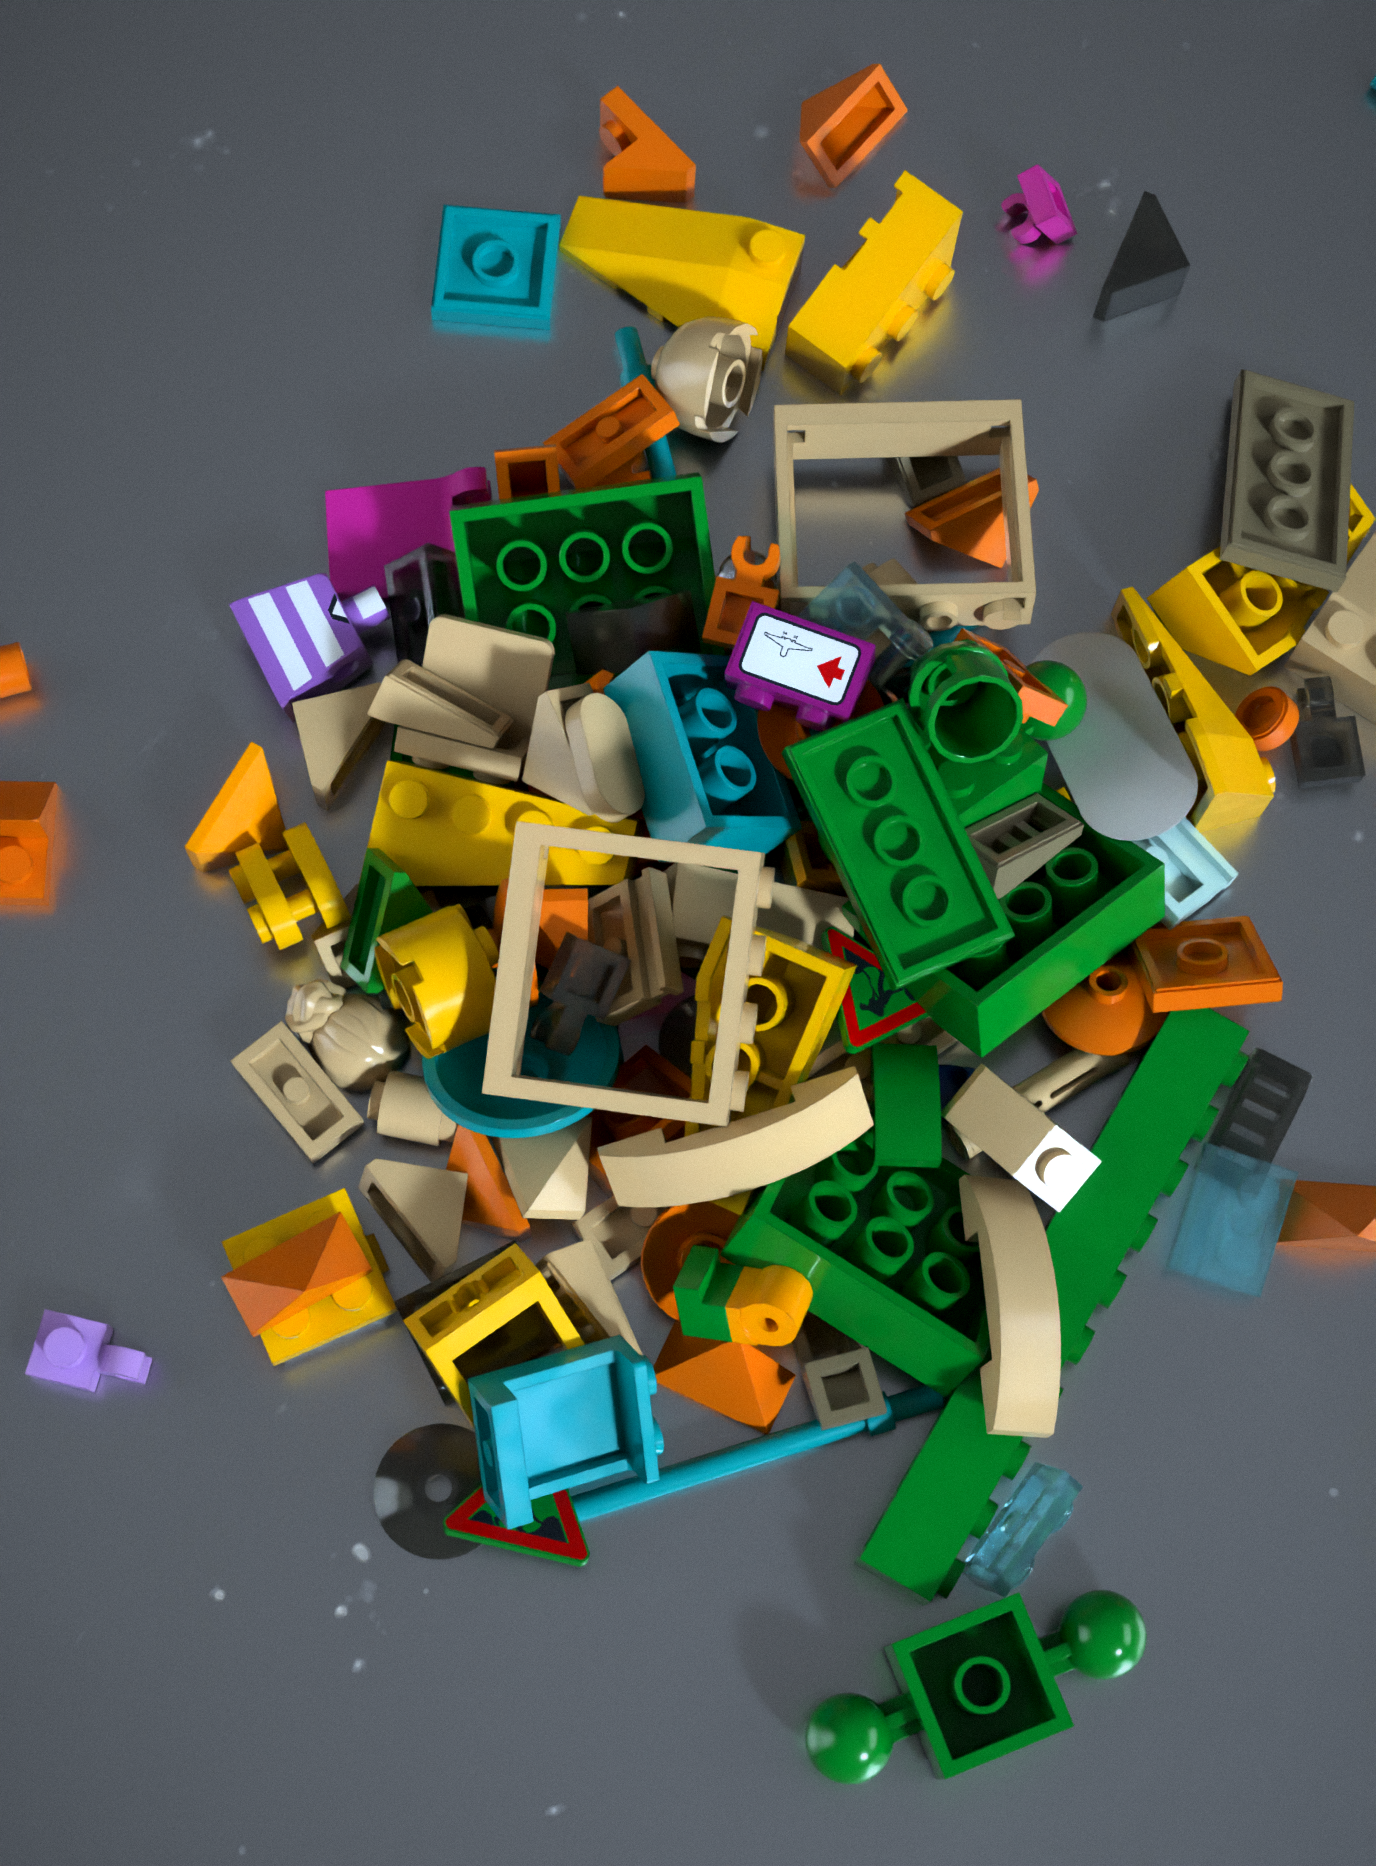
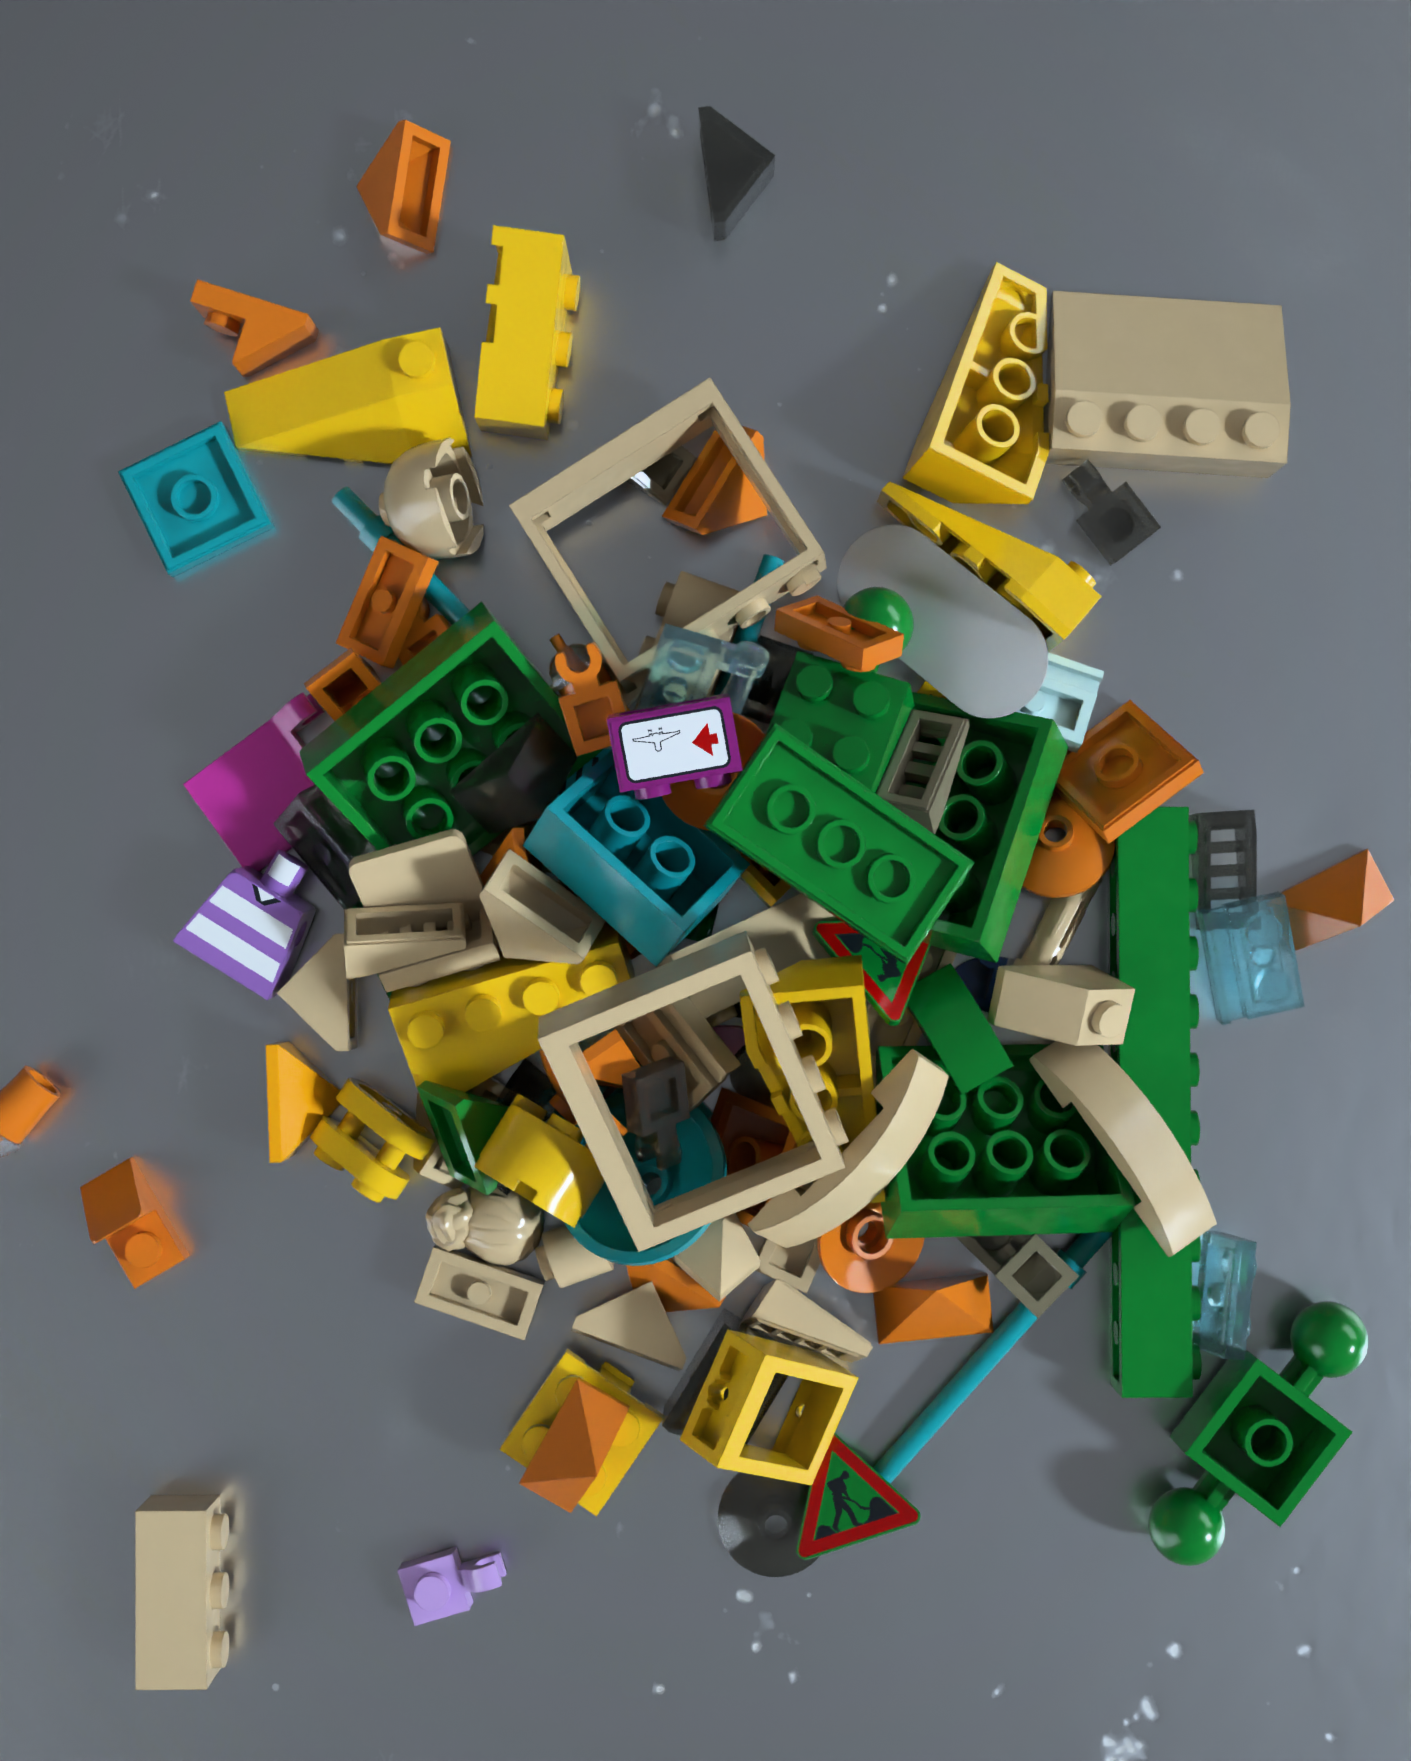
camera: 20 degrees left, 15 degrees up
(564, 1424) = (843, 1435): teal panel -> none
(604, 757) = (562, 911): tan tile -> none
(740, 1301) = (922, 1265): leg -> none
(964, 701) = (823, 693): green helmet -> none
(1045, 208) = (620, 165): dark pink tile -> none
(1268, 717) = (1055, 524): orange tile -> none
(1288, 481) = (963, 306): dark tan tile -> none

